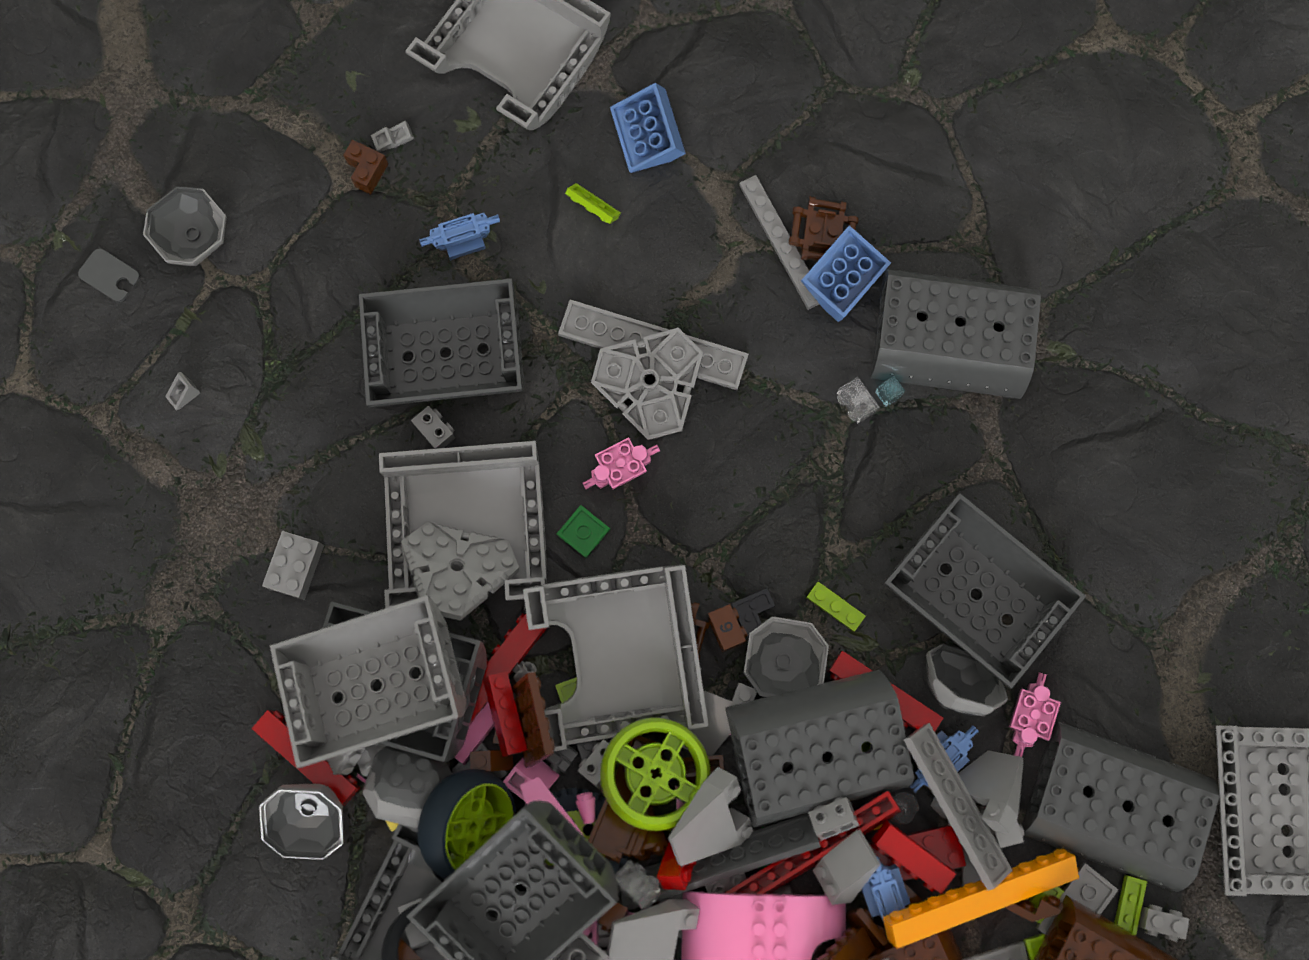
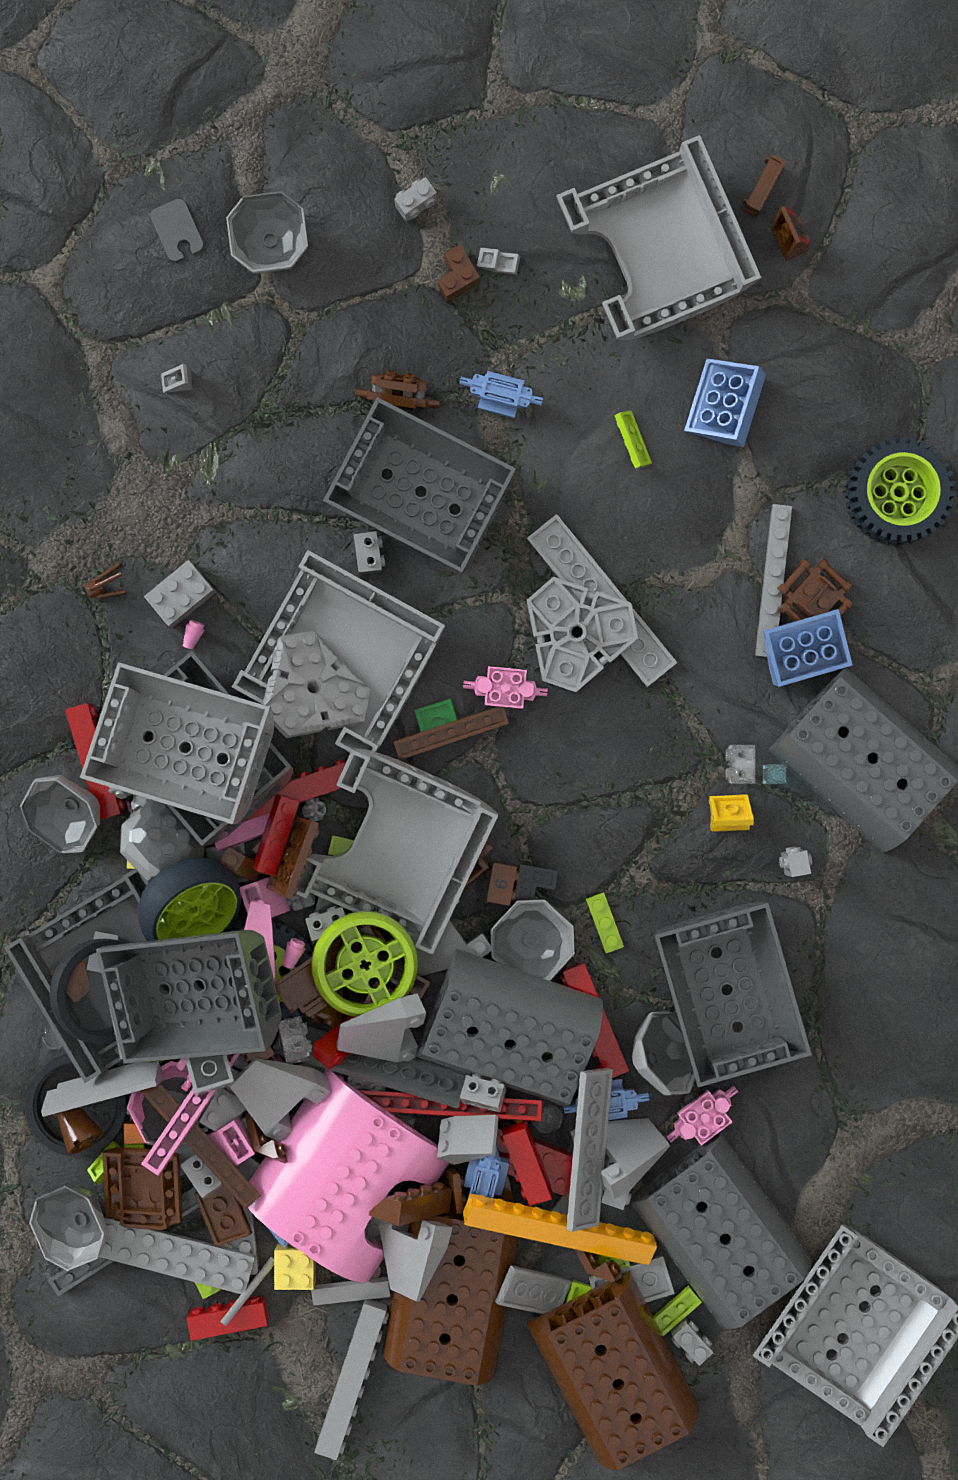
camera: 30 degrees right, 10 degrees up
(215, 606) = (96, 587): none -> reddish brown plant
(293, 130) = (415, 199): none -> light grey brick
(325, 592) = (192, 634): none -> bright pink cone
(378, 272) = (388, 381): none -> reddish brown piece
(599, 531) = (450, 732): none -> reddish brown plate
(848, 86) = (928, 477): none -> wheel
(877, 446) = (730, 813): none -> yellow bracket
(957, 449) = (795, 861): none -> light grey brick

